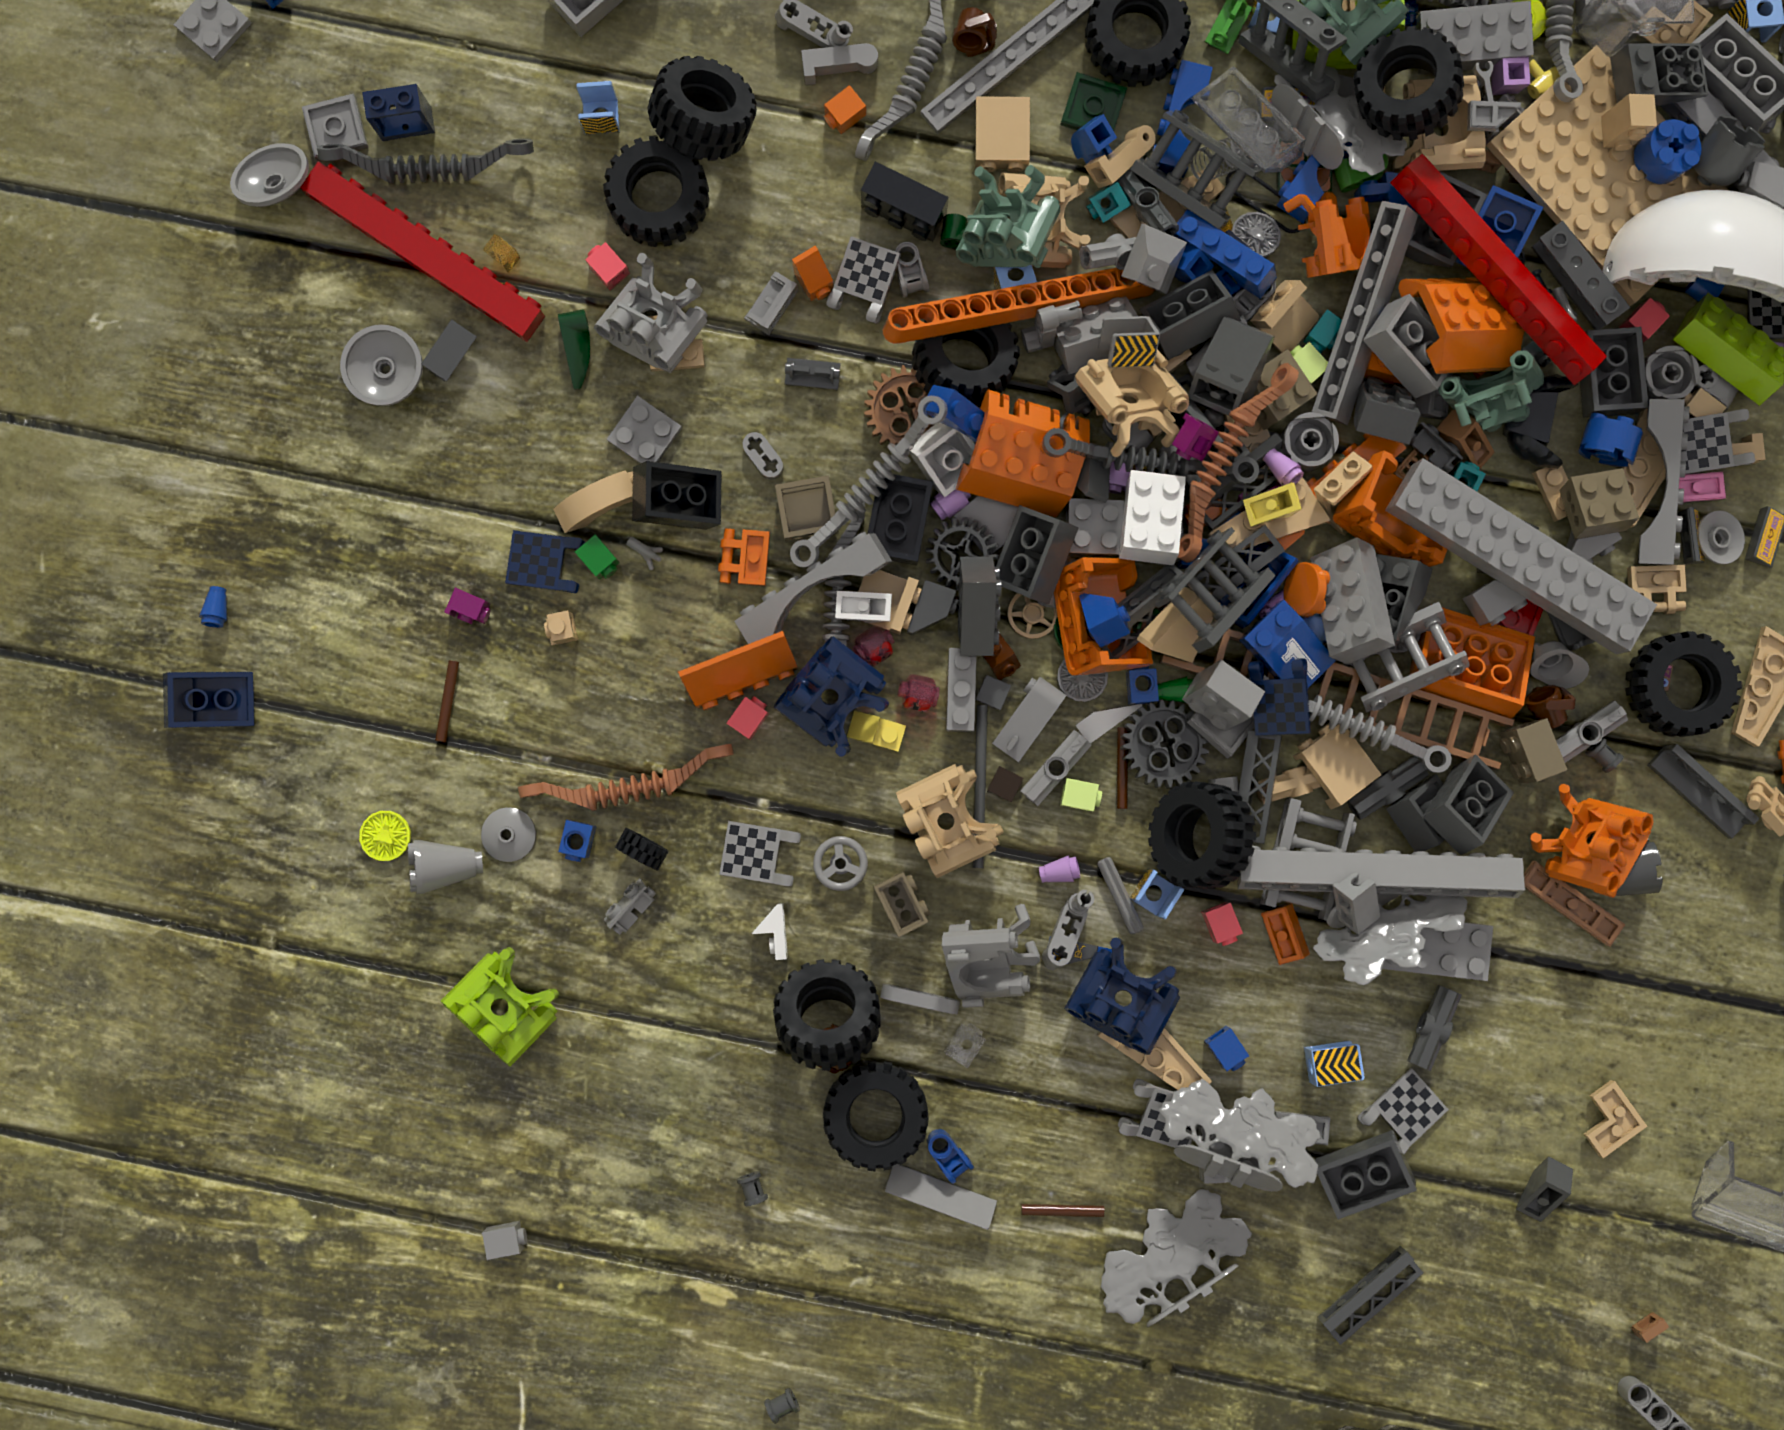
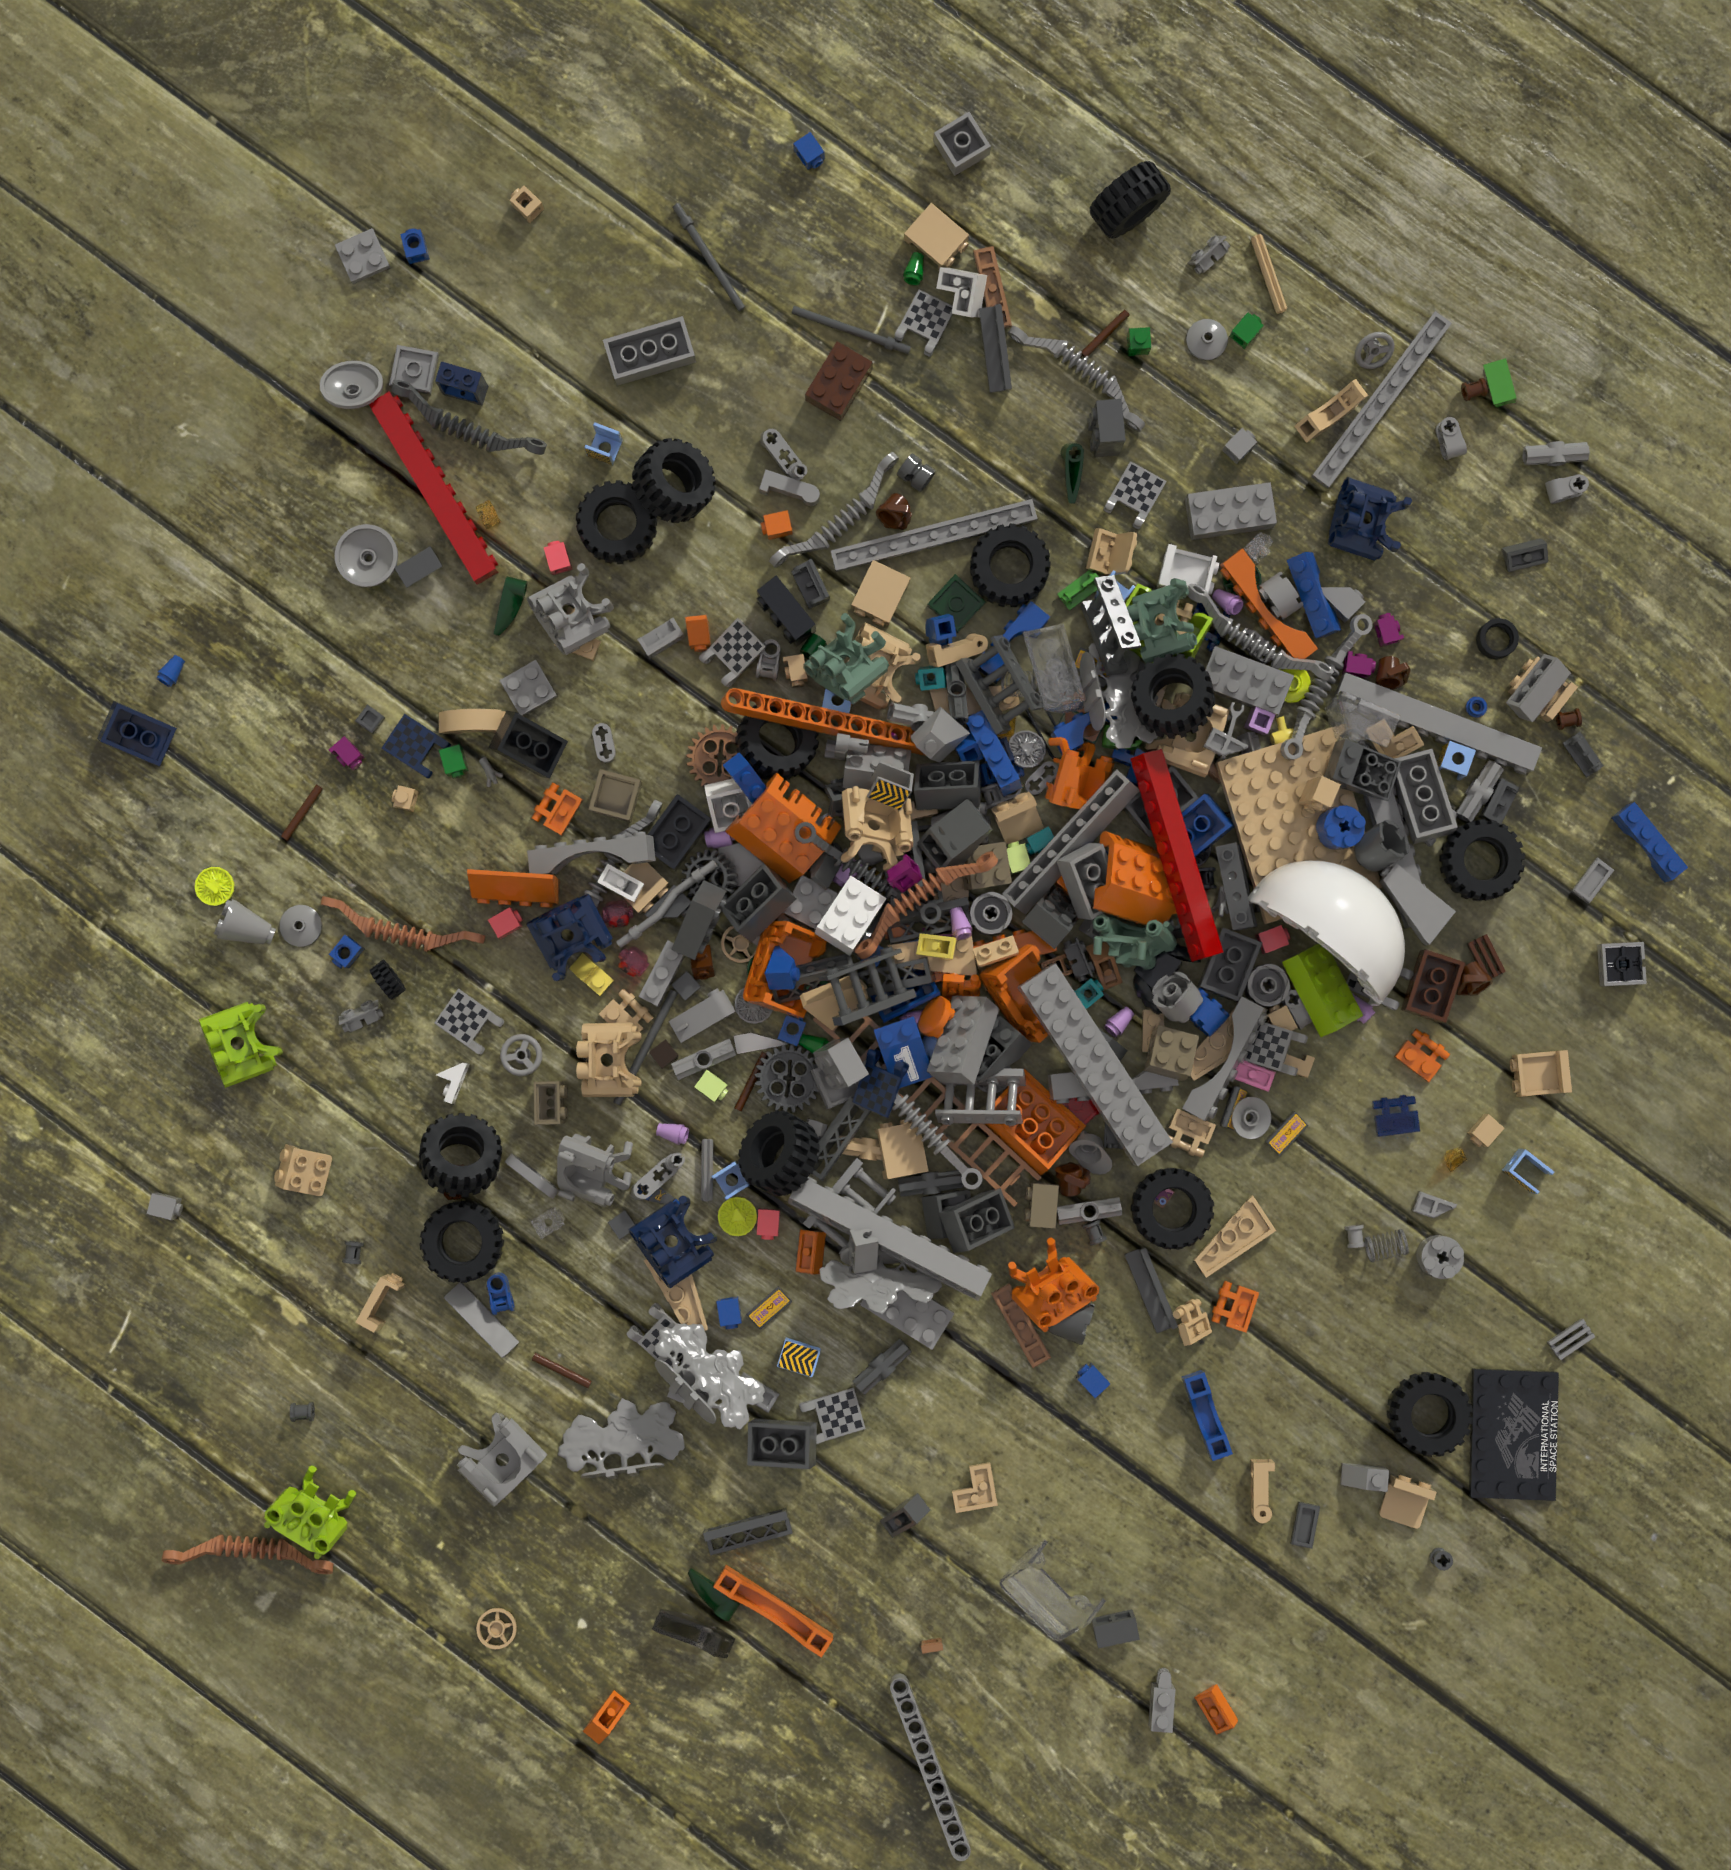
camera: 25 degrees right, 0 degrees up
(476, 555) = (370, 719): none -> dark grey tile
(647, 1120) = (302, 1170): none -> tan bracket
(812, 373) = (666, 701): dark grey hinge -> none
(812, 1260) = (367, 1316): none -> tan panel
(847, 511) = (663, 801): light grey piece -> none
(908, 655) = (696, 876): none -> light grey bar
(915, 159) = (810, 584): none -> dark grey hinge
(927, 763) = (617, 1014): none -> tan plate
(946, 266) = (795, 670): none -> tan brick
(1051, 1006) = (621, 1224): none -> dark grey tile
(1051, 1379) = (488, 1477): none -> light grey piece
(1181, 933) = (737, 1216): none -> neon yellow wheel
(1268, 1021) = (769, 1307): none -> slope
(1295, 262) = (1038, 775): none -> light grey beam
(1314, 541) = (956, 985): none -> orange plate
(1374, 1391) = (720, 1603): none -> dark green piece
(1417, 1369) = (763, 1602): none -> orange arch
(1515, 497) = (1117, 1023): none -> lavender cone
(1576, 434) = (1176, 997): none -> light grey brick
(1685, 927) = (1092, 1379): none -> blue brick

